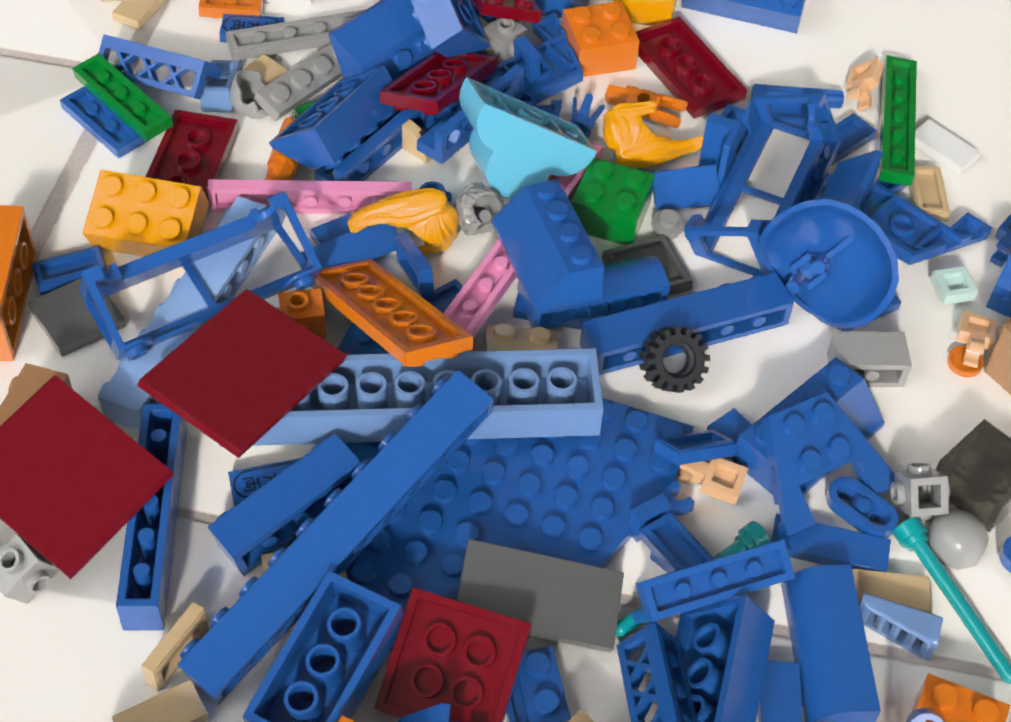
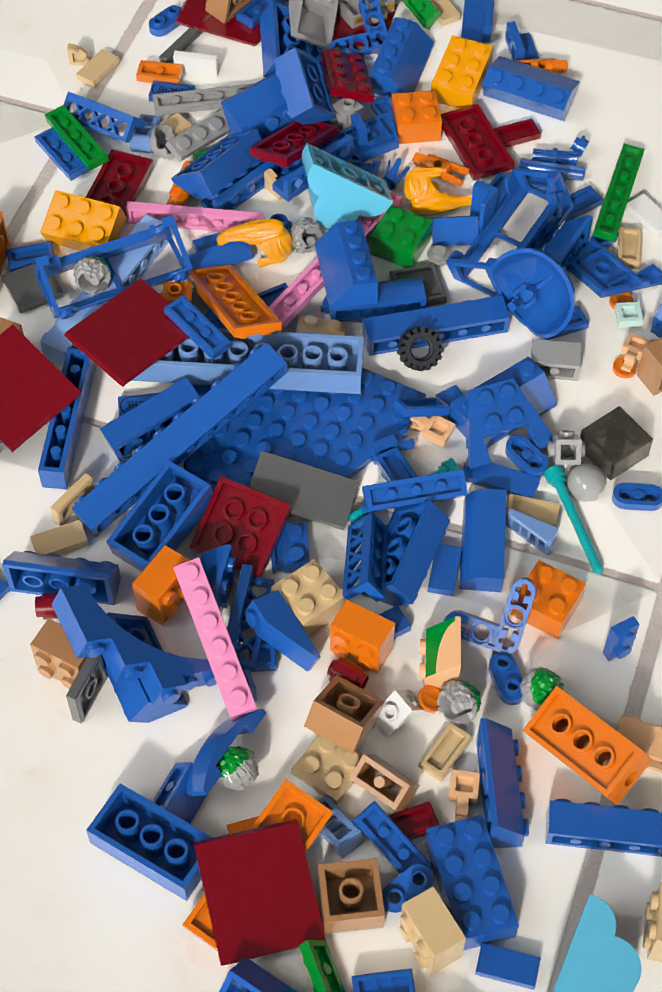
camera: 10 degrees right, 5 degrees up
(169, 289) = (92, 275): none -> light grey piece
(344, 355) = (197, 327): none -> blue tile
(414, 264) = (257, 270): blue tile -> none
(741, 51) = (518, 133): none -> dark red tile
(799, 78) = (555, 156): none -> blue pin
(828, 62) = (580, 145): none -> blue plate
(862, 80) = (602, 160): light nougat plate -> none
(936, 263) = (620, 298): none -> orange piece

